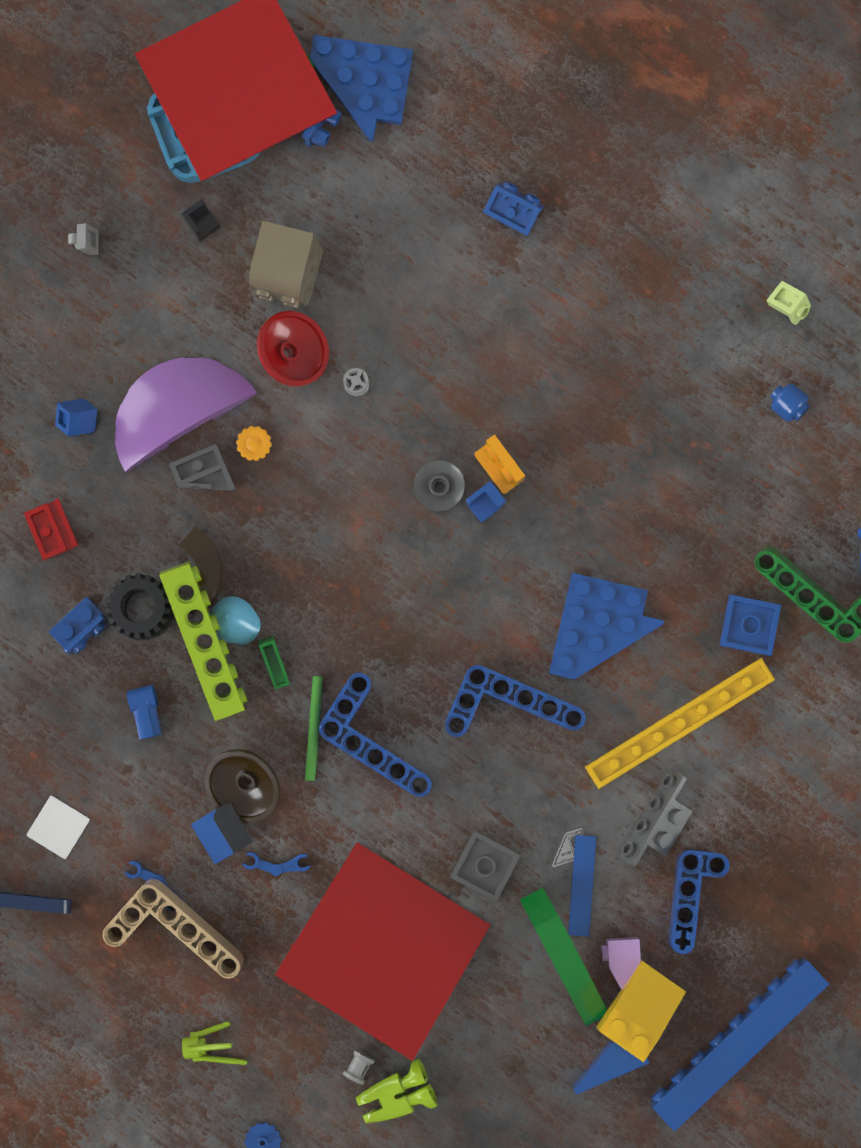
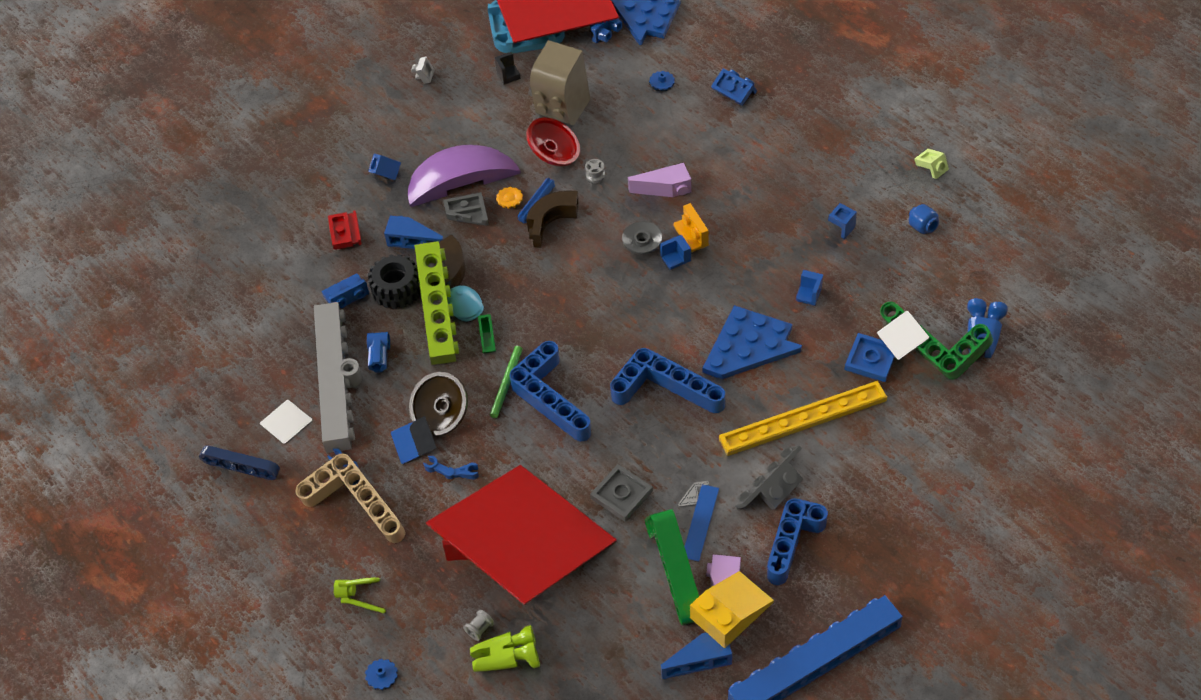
camera: 10 degrees right, 30 degrees down
(98, 758) = (334, 377): none -> light grey hinge
(131, 523) = (406, 233): none -> blue slope
(289, 440) = (542, 191): none -> blue axle
(313, 452) = (549, 208): none -> dark brown arch
(413, 205) = (662, 80): none -> blue piece
(454, 388) = (662, 182): none -> lavender slope
(661, 532) = (810, 287): none -> blue panel
(689, 420) = (844, 218): none -> blue panel
(786, 595) = (902, 335): none -> white sticker

